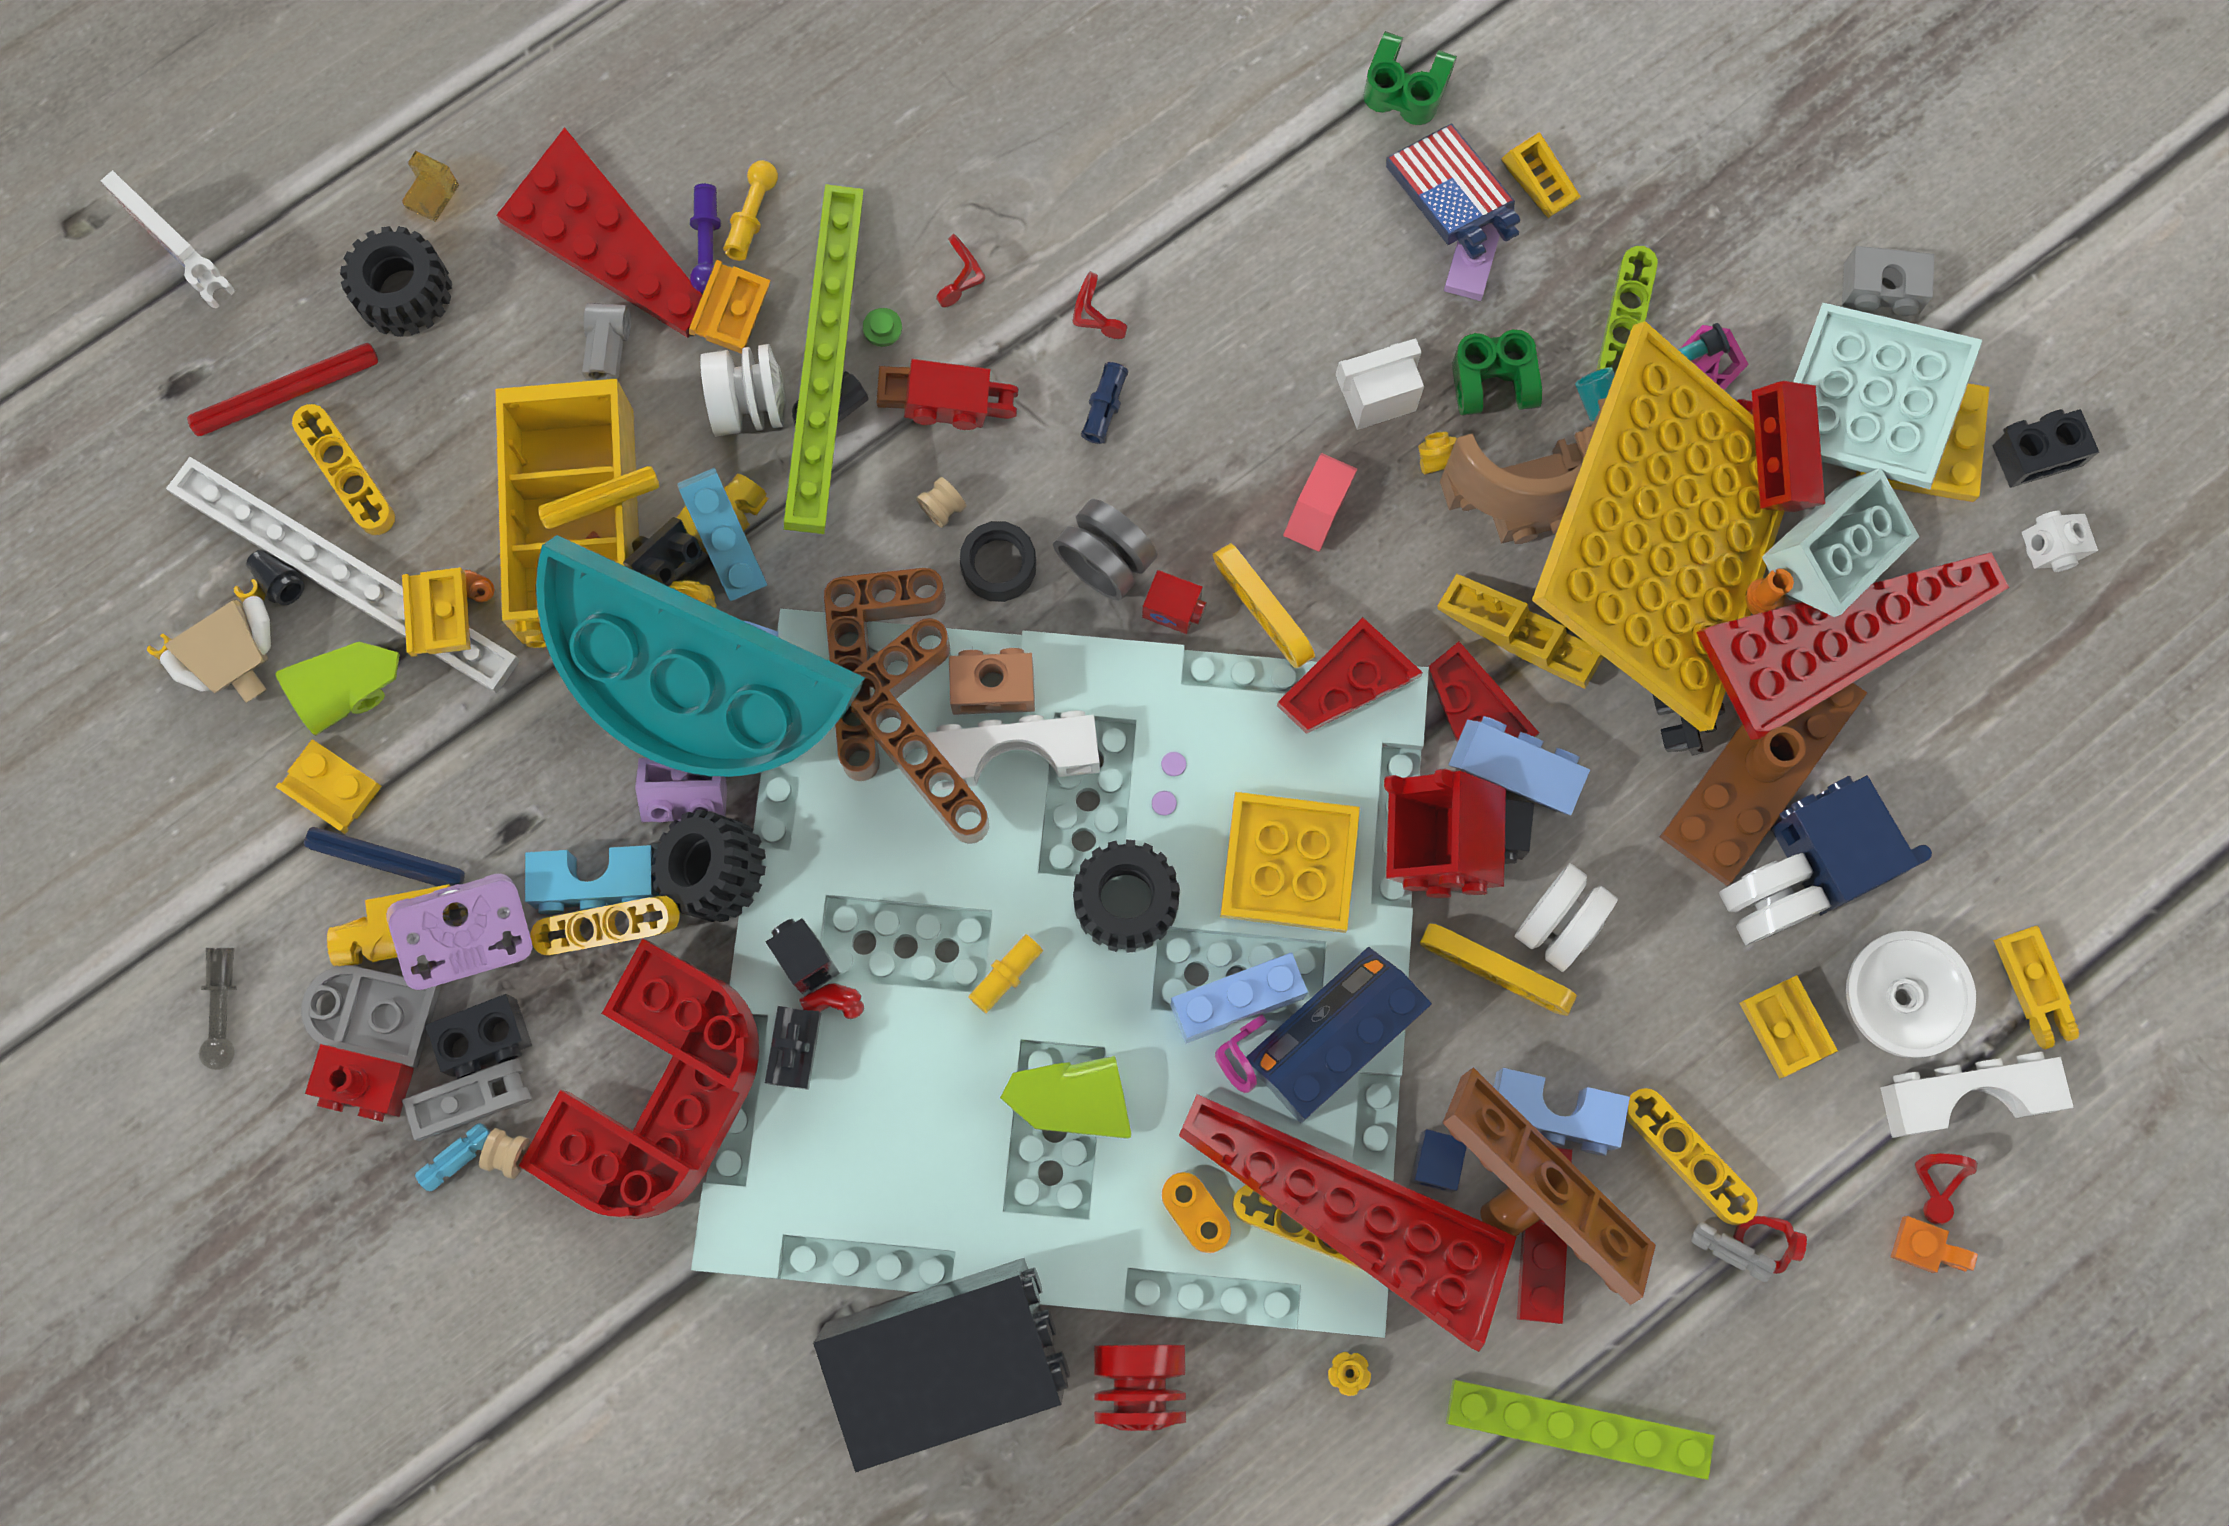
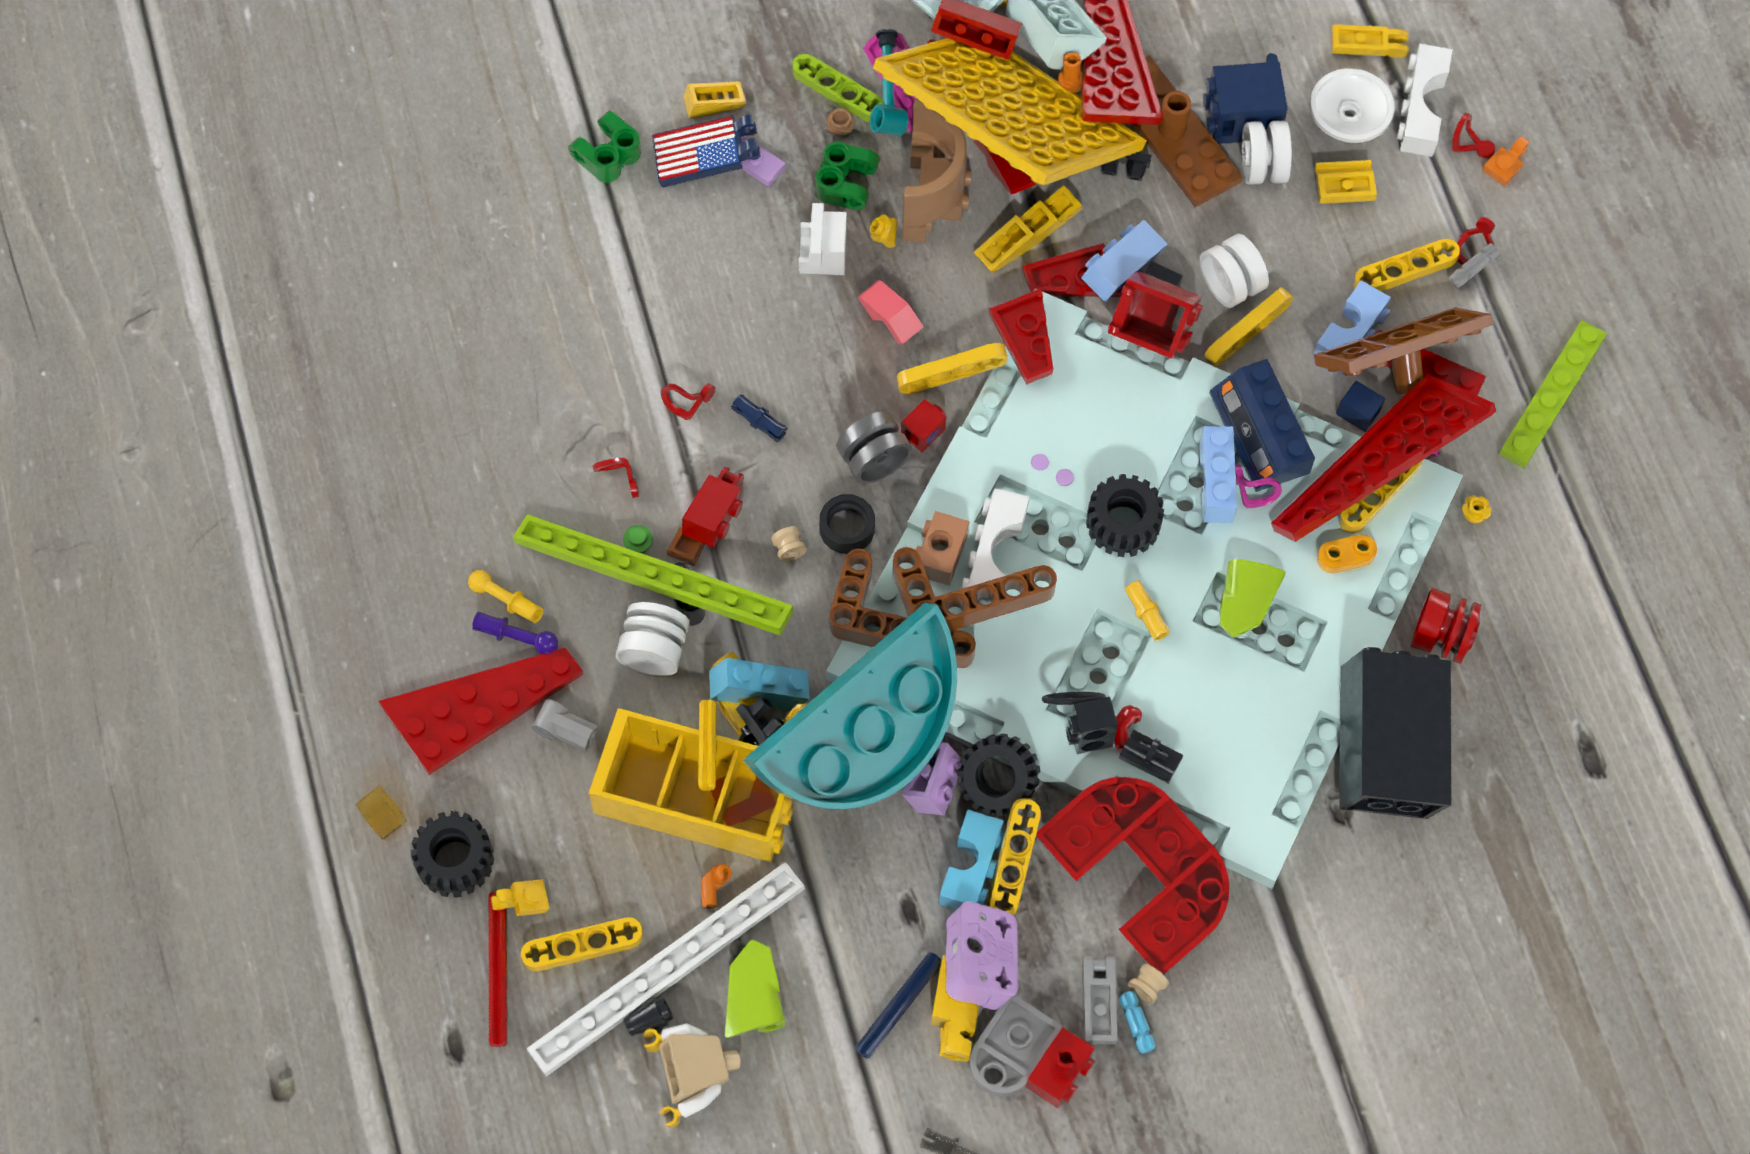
camera: 70 degrees left, 10 degrees down
(197, 268) = (343, 1006): white tile -> none
(328, 786) = (827, 1029): yellow plate -> none
(375, 383) = (524, 896): none -> yellow plate
(436, 612) = (732, 900): yellow plate -> none
(477, 1026) = (1051, 974): black brick -> none
(729, 307) = (578, 632): light orange plate -> none
(819, 932) = (1071, 698): none -> black piece
(1290, 862) = (1137, 413): yellow plate -> none
(1575, 339) = (840, 122): none -> medium nougat plate

